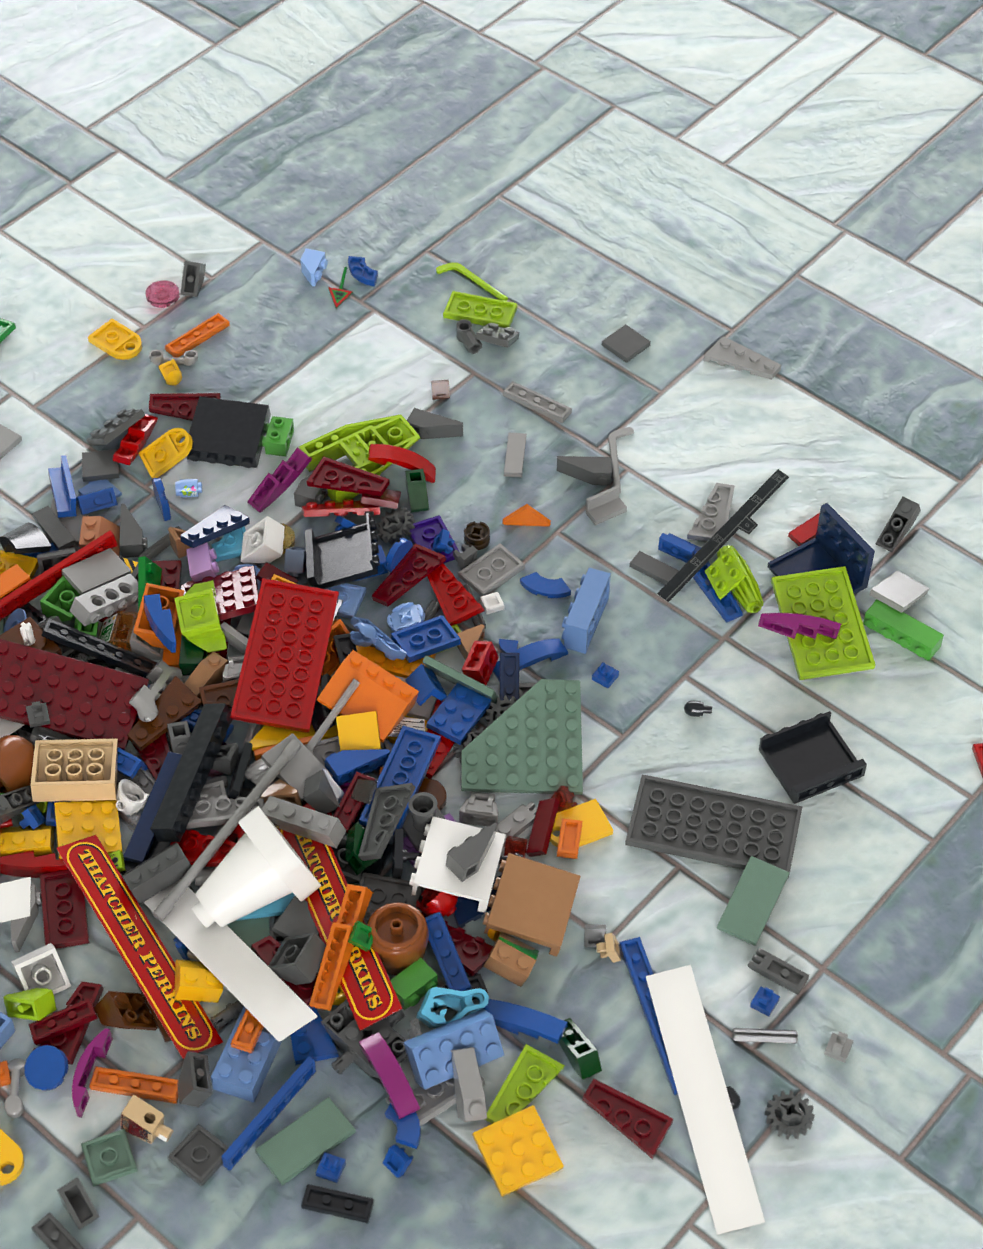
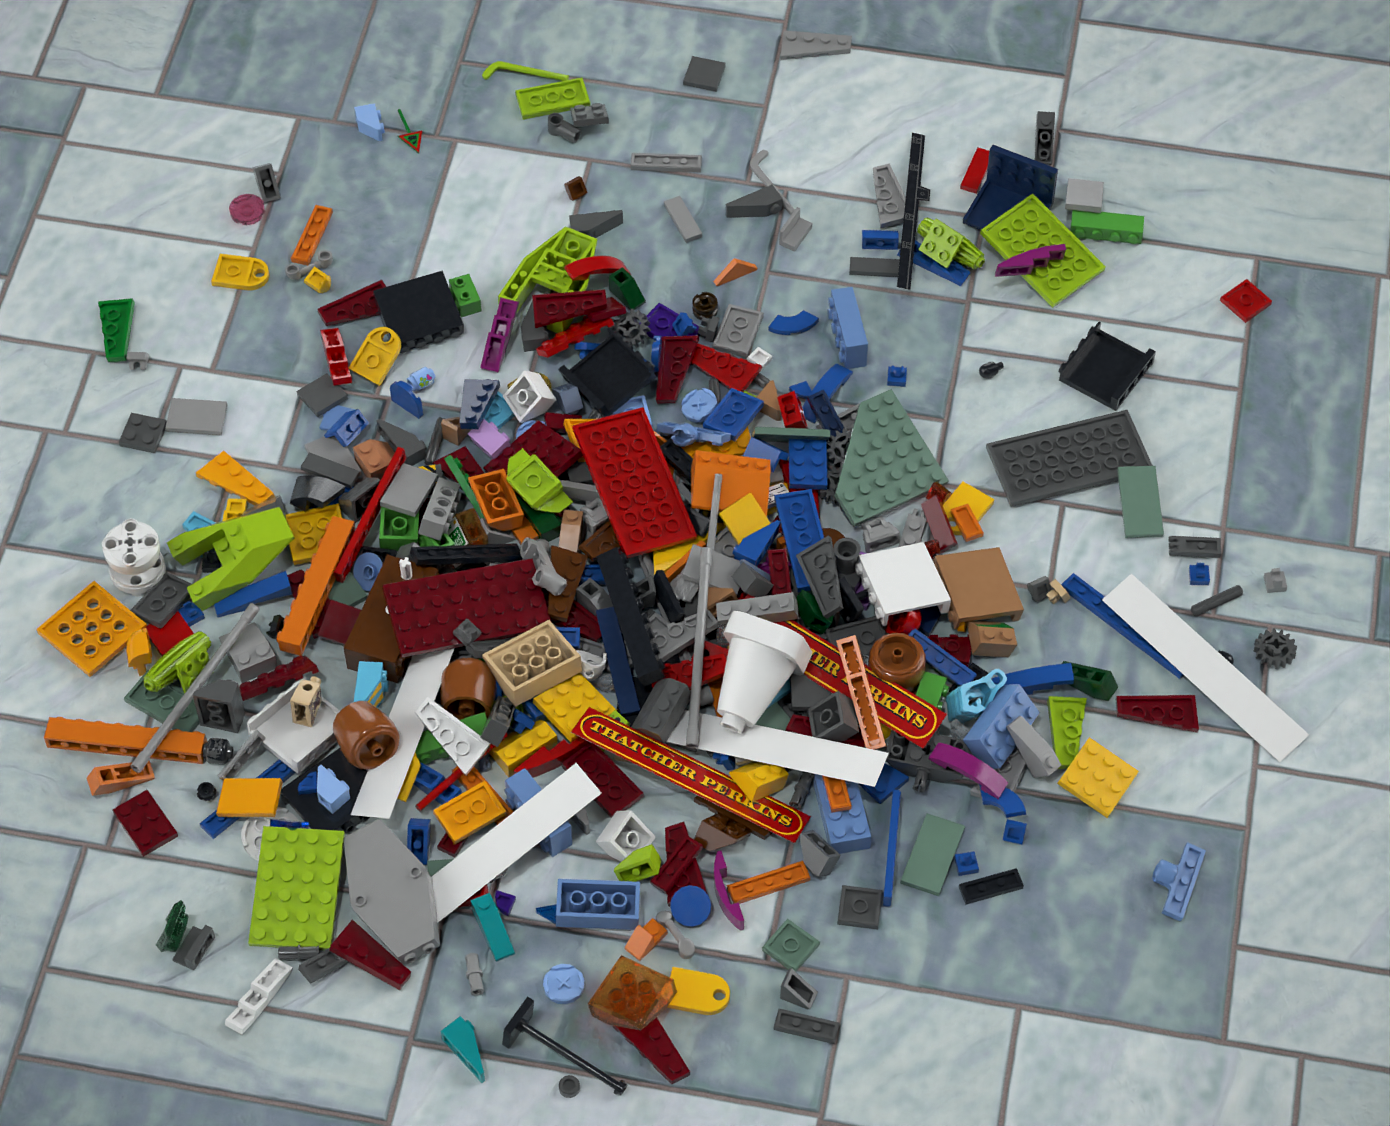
camera: 30 degrees left, 5 degrees up
(63, 489) = (311, 430): fence -> none
(114, 427) = (311, 353): dark grey plate -> none
(144, 1121) = (802, 903): tan torso -> none
(160, 621) = (509, 504): blue slope -> none
(360, 936) = (874, 676): green plate -> none
(361, 271) = (416, 107): blue tile -> none
(364, 791) = (787, 562): clear smoke slope -> none
(468, 856) = (915, 569): dark grey slope -> none

